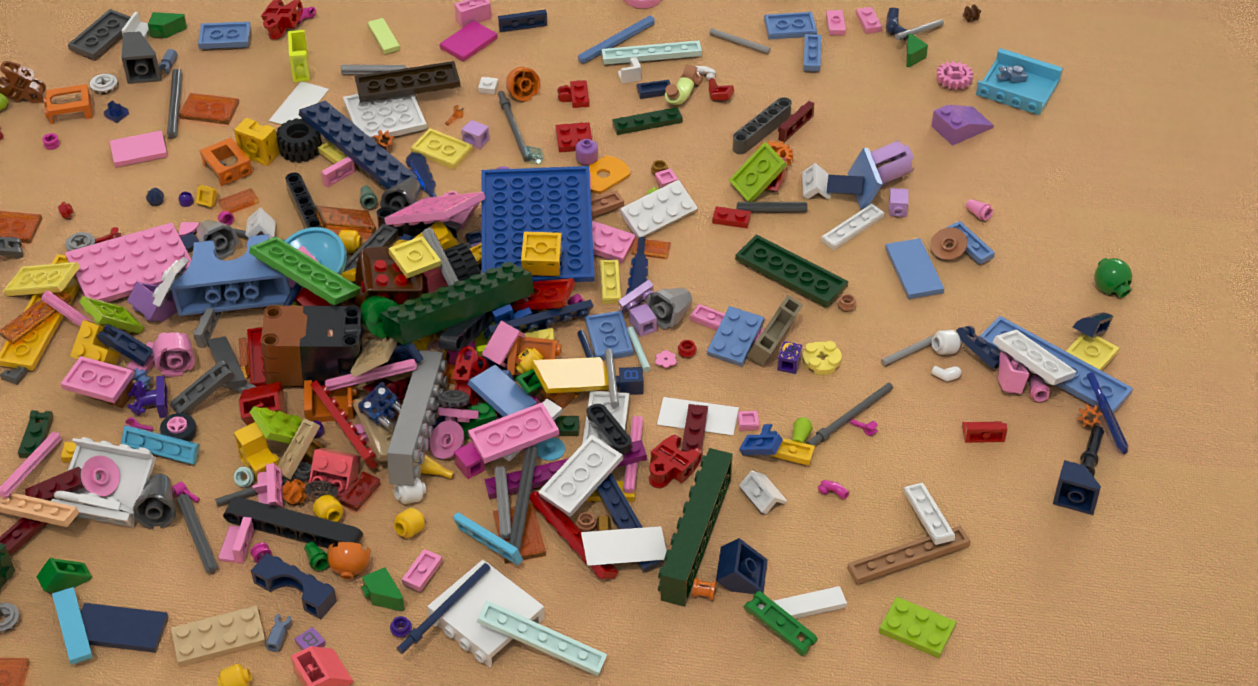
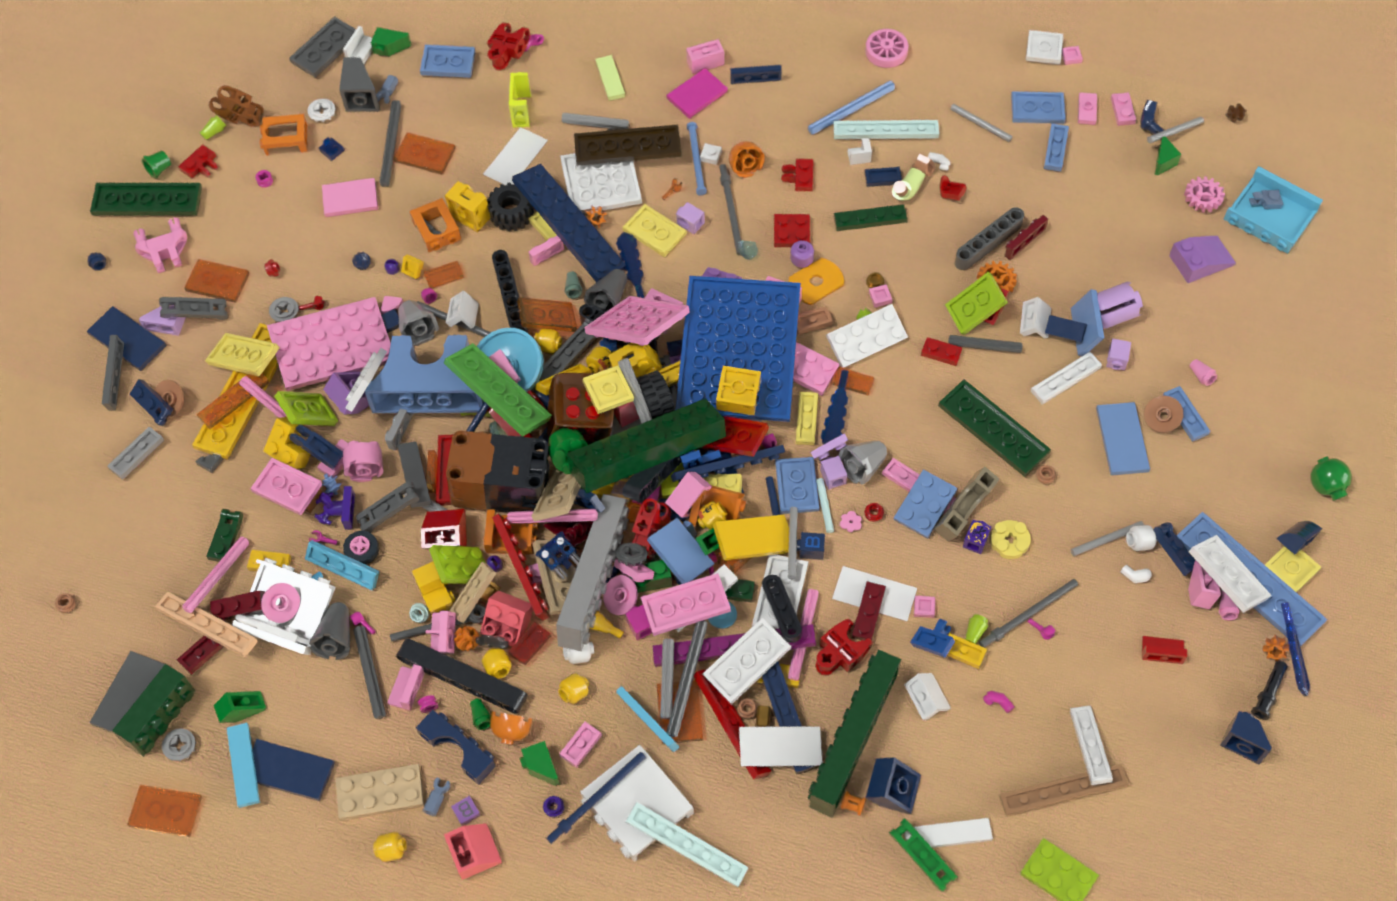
camera: 10 degrees right, 15 degrees up
(482, 112) = (700, 190): none -> medium blue bar

